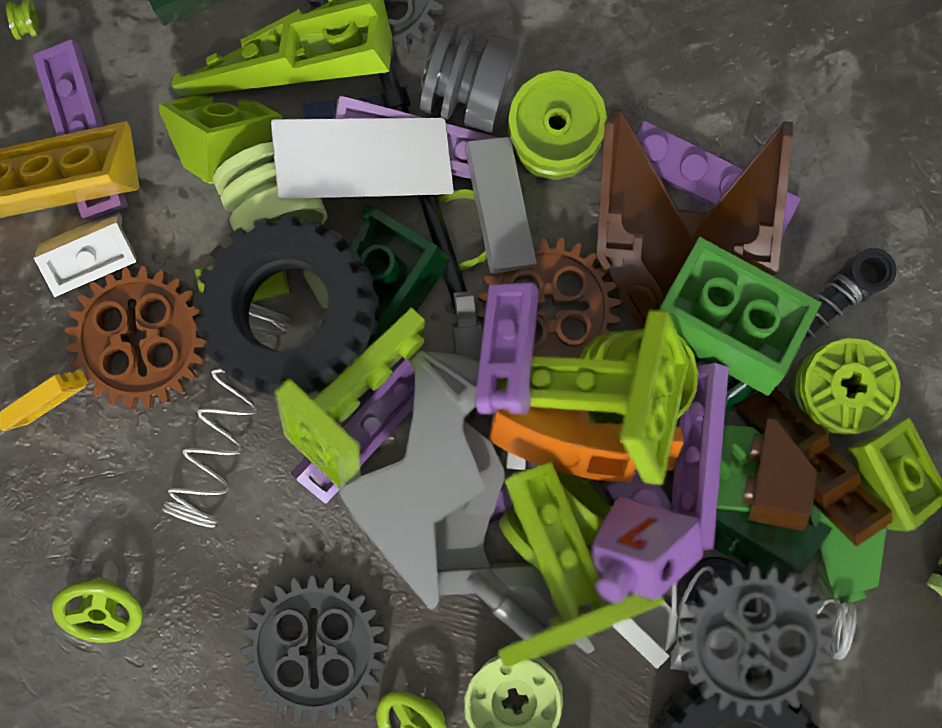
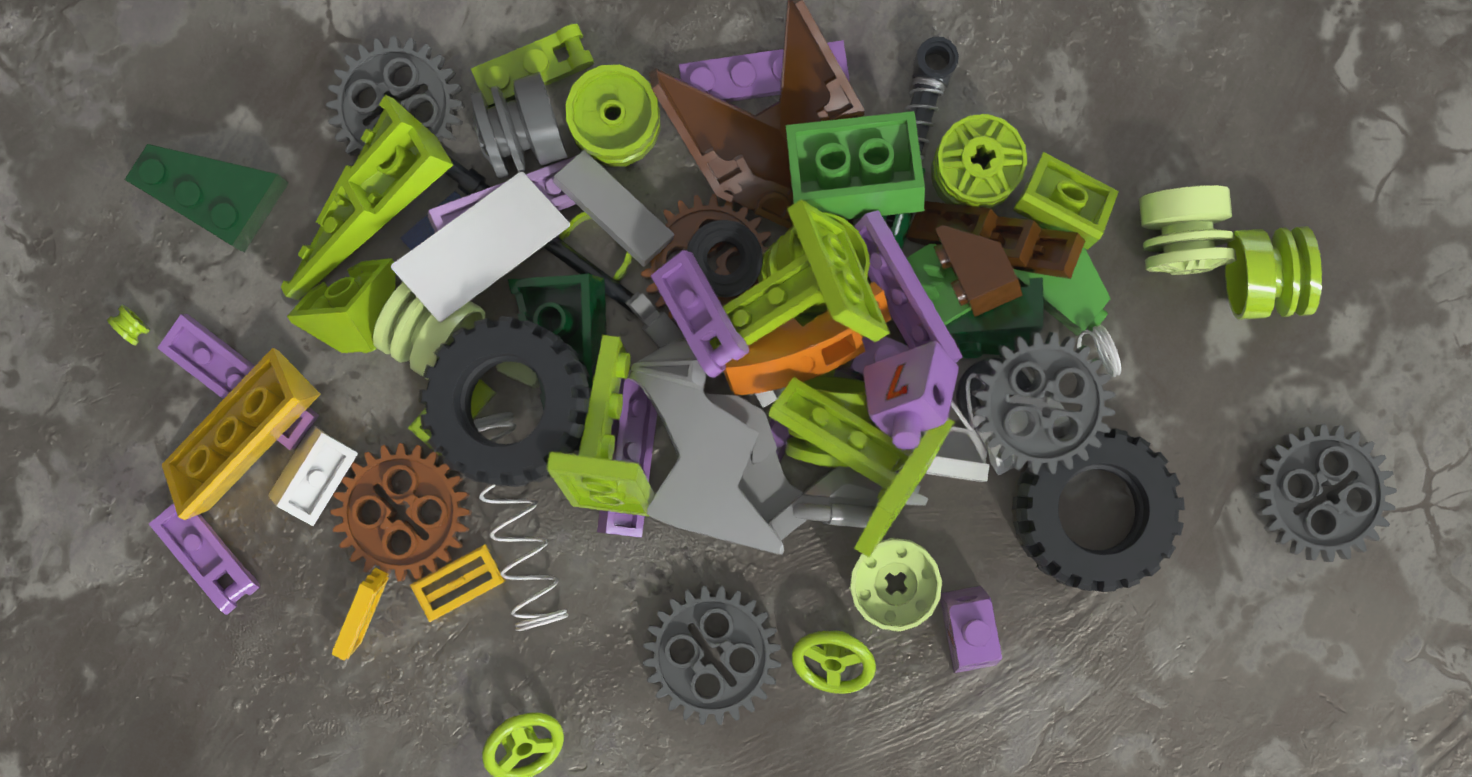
camera: 40 degrees left, 0 degrees up
(181, 436) = (489, 566): none -> yellow tile
(523, 29) = (532, 59): none -> lime plate
(592, 315) = (743, 240): none -> black tyre

